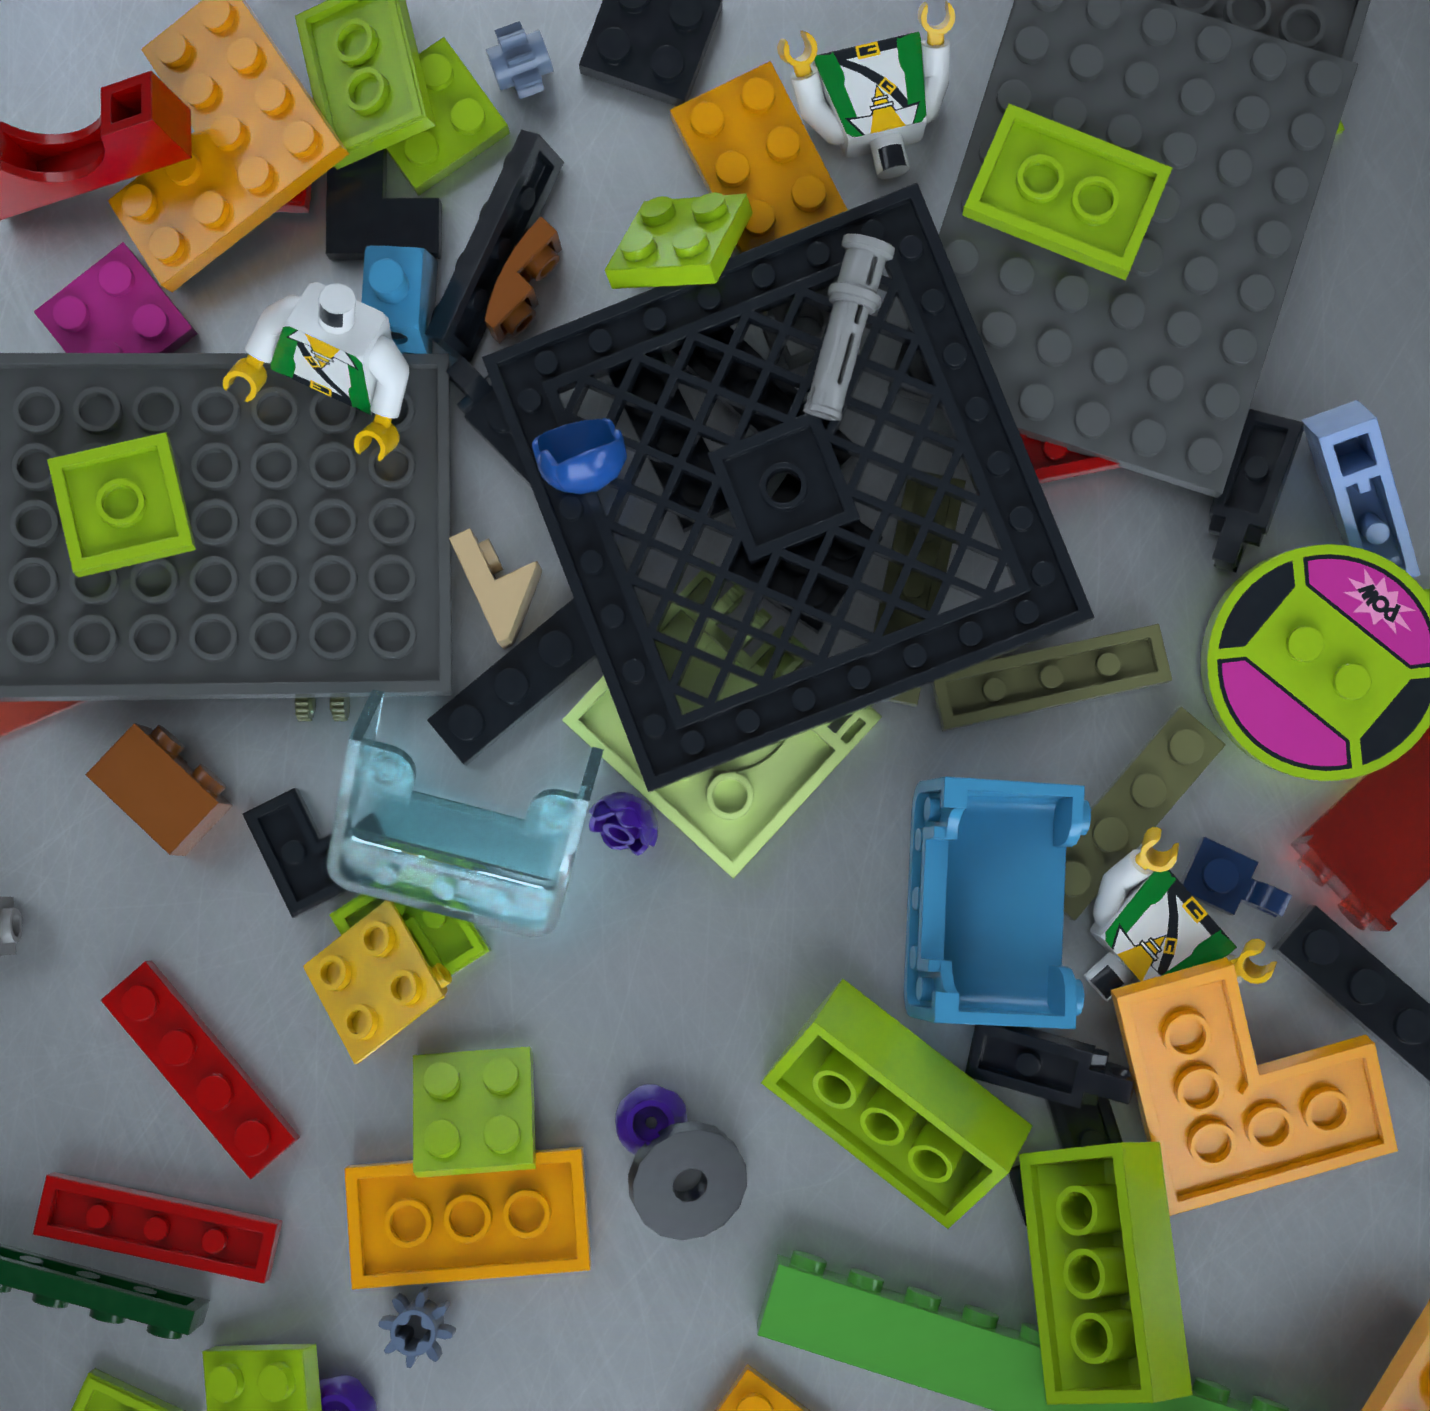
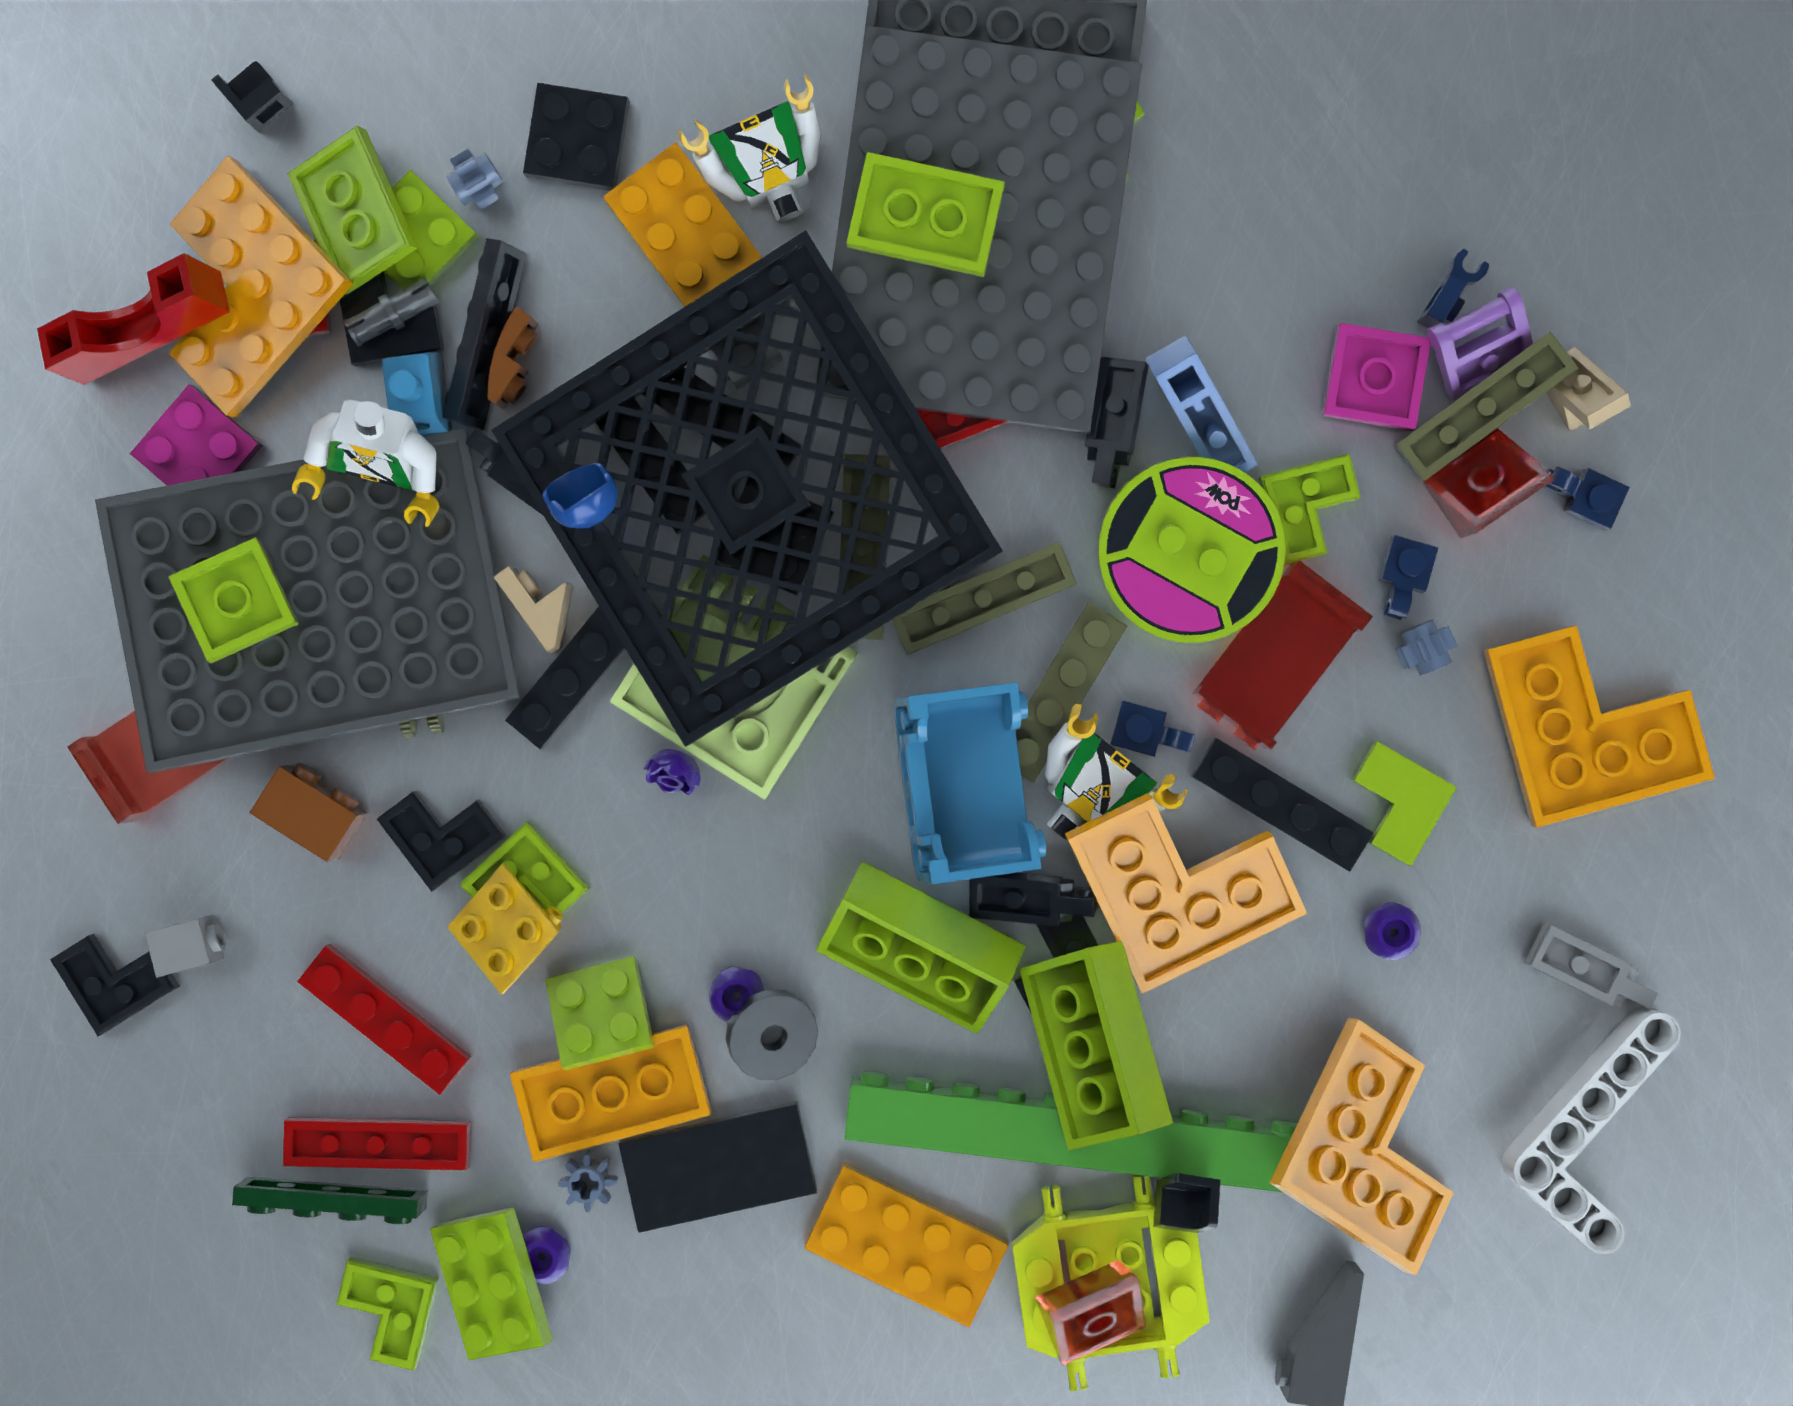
camera: 20 degrees left, 5 degrees up
(387, 197) = (391, 311): none -> dark grey pin
(448, 852) = (542, 820): clear light blue windscreen -> none
(585, 1340) = (717, 1167): none -> black tile
(679, 241) = (628, 307): lime plate -> none
(852, 301) = (771, 334): light grey pin -> none

